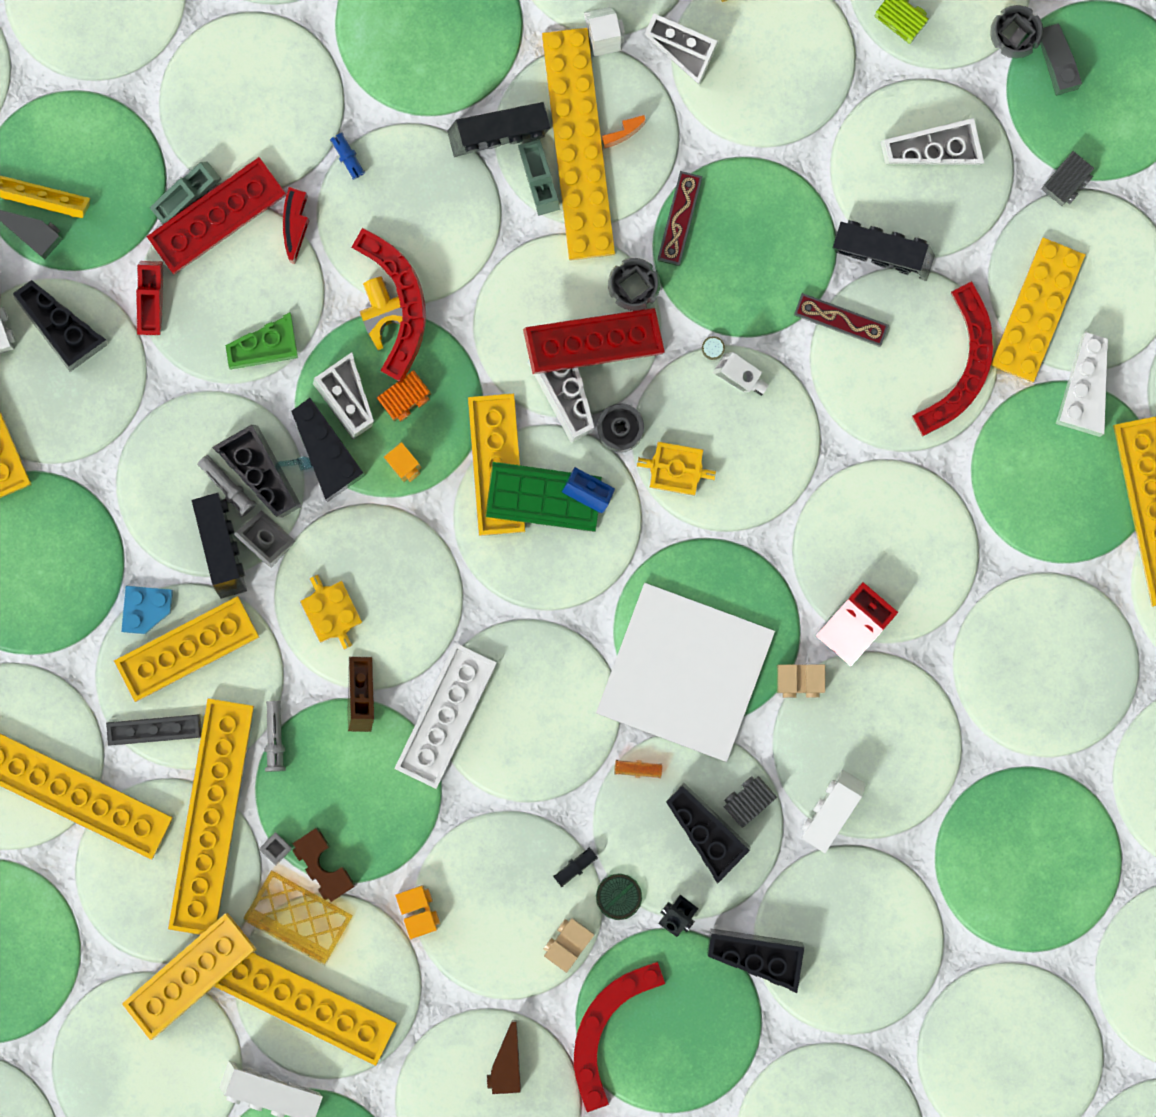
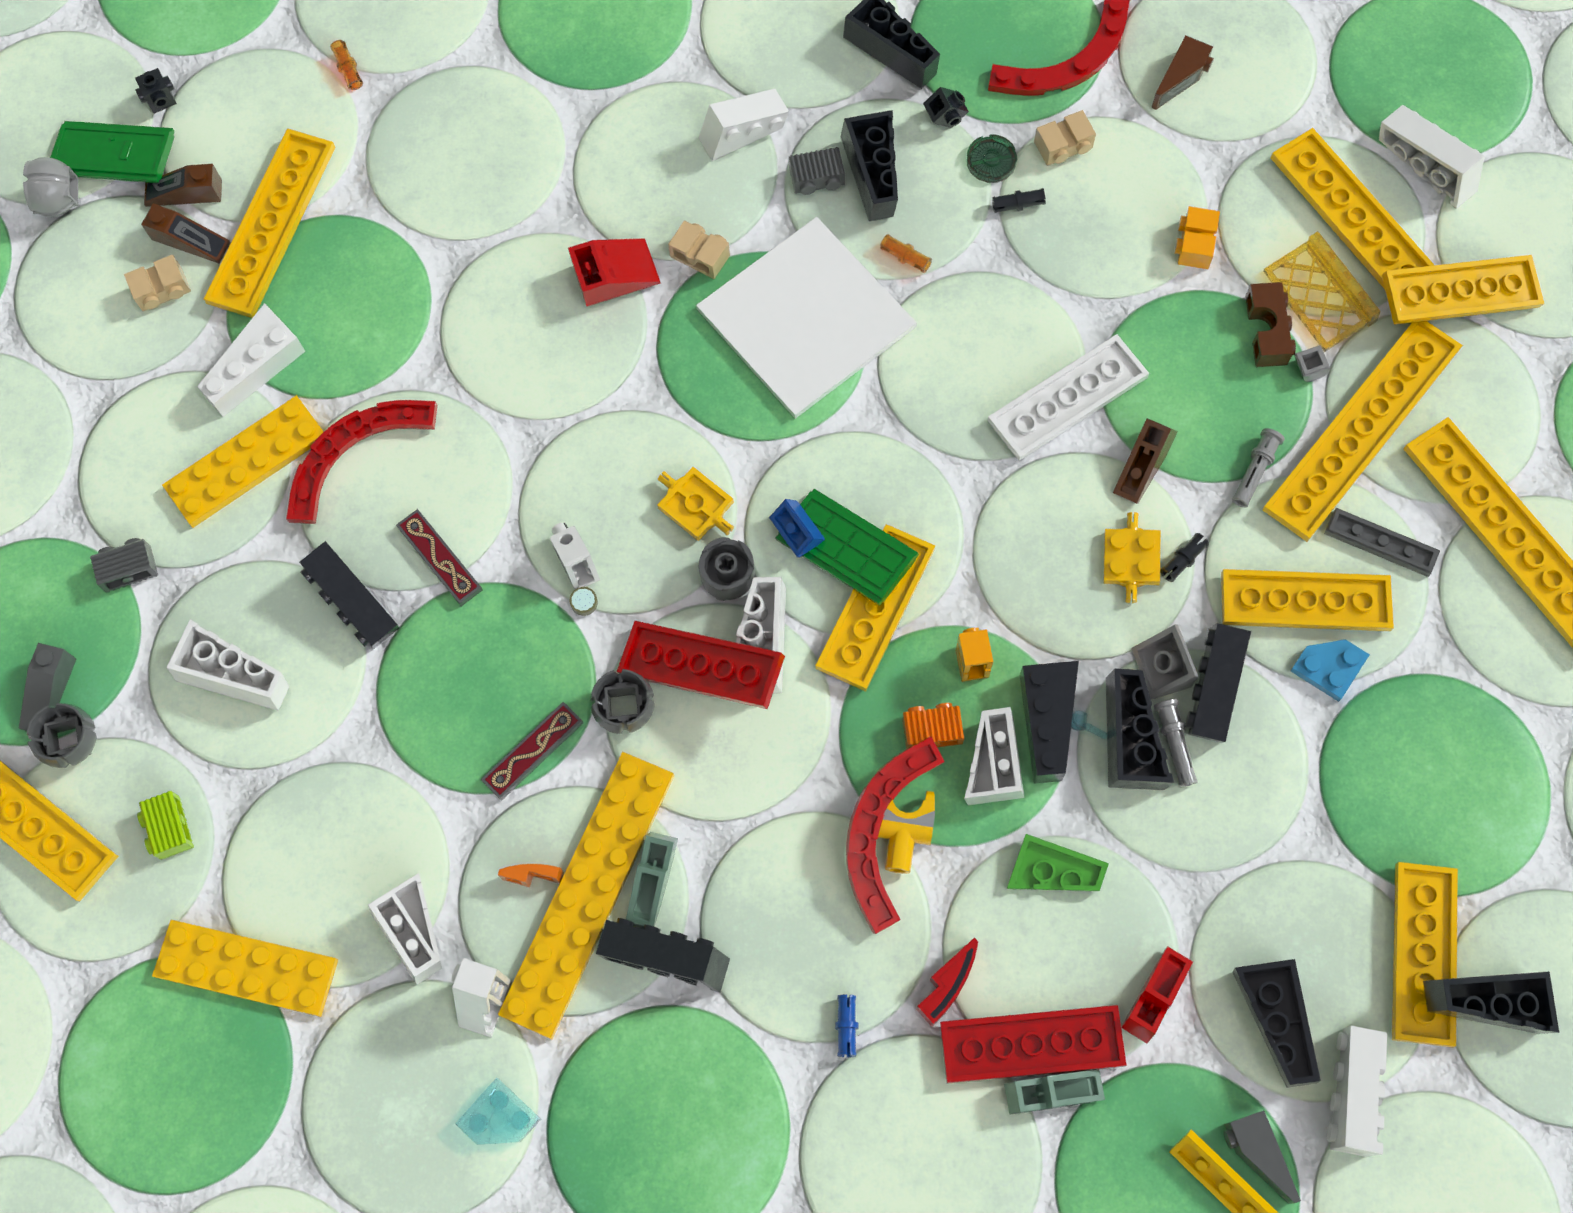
camera: 150 degrees left, 15 degrees down
(292, 632) = (1184, 557): none -> black pin

